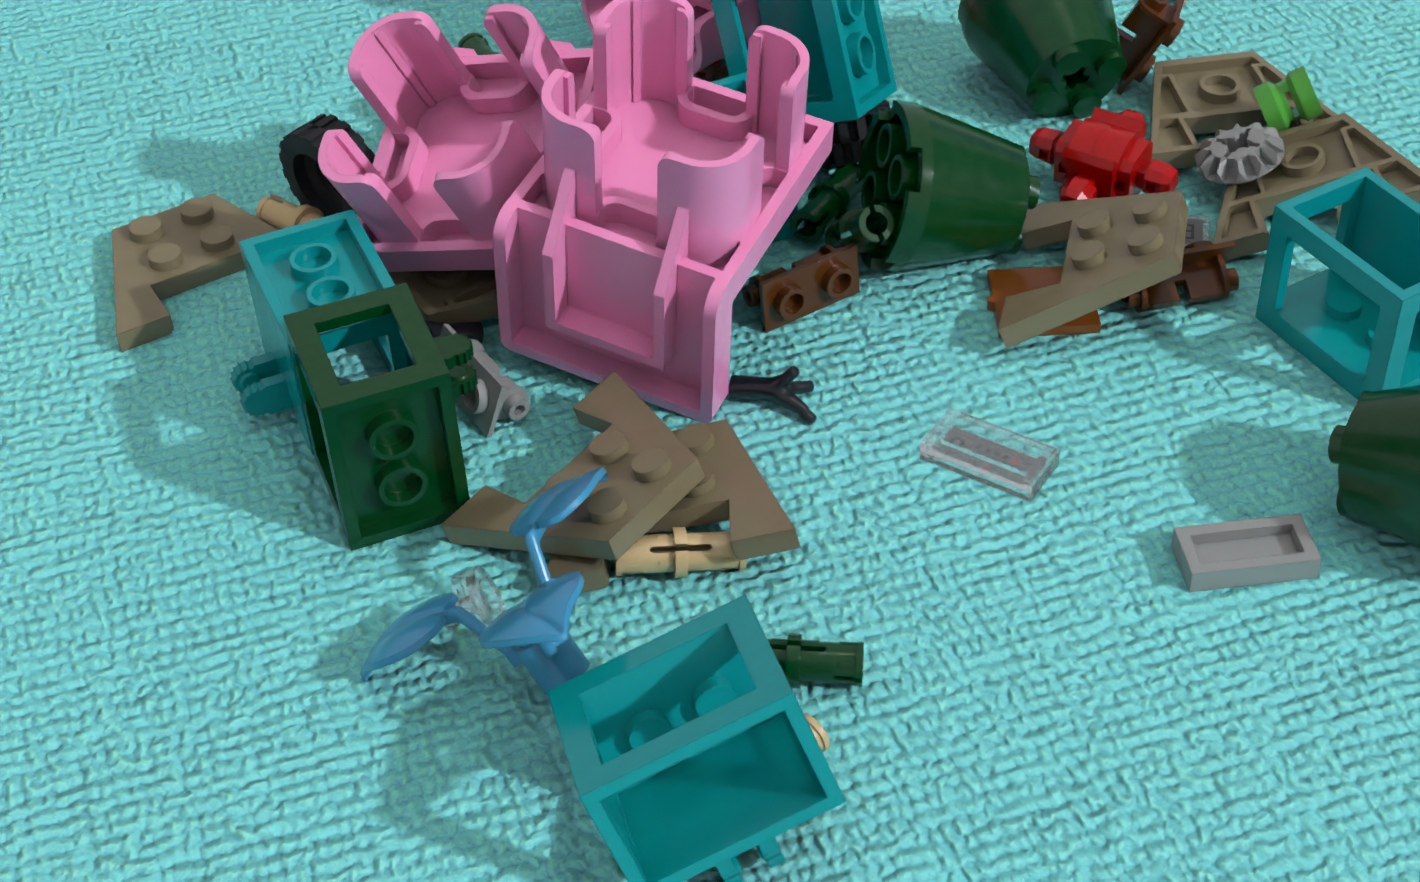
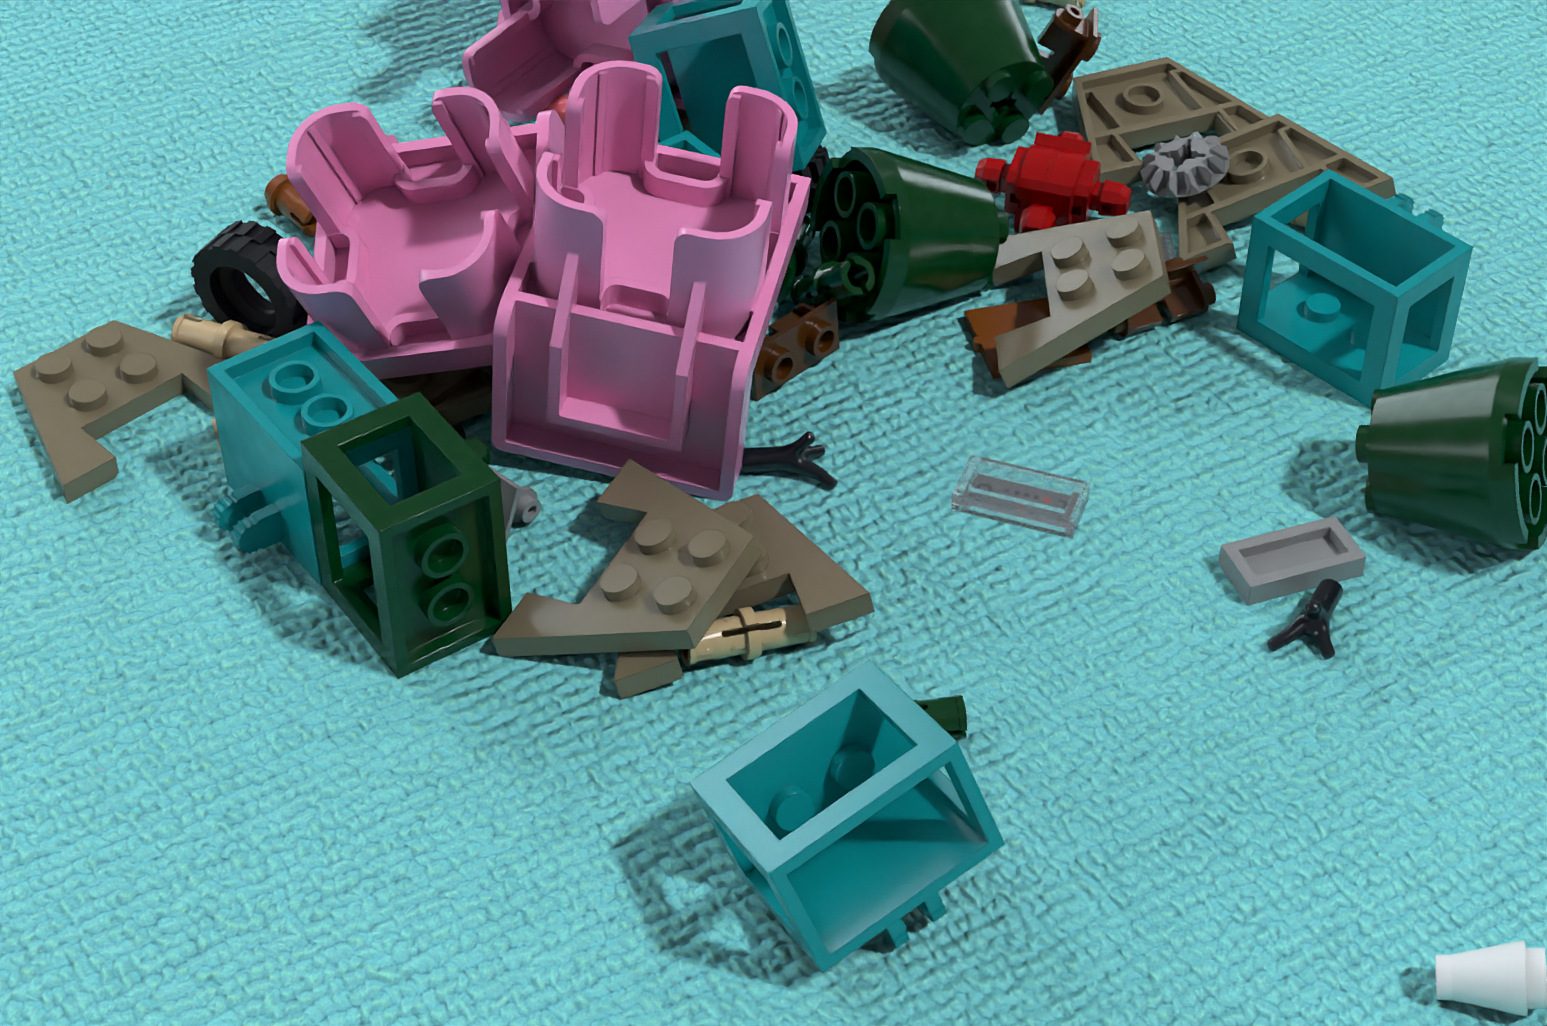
camera: 15 degrees left, 0 degrees up
(477, 595) = (556, 713): clear tile -> none
(526, 633) = (638, 734): dark azure plant -> none
(1251, 615) = (1313, 619): none -> black bar
(1275, 104) = (1208, 111): bright green wheel -> none

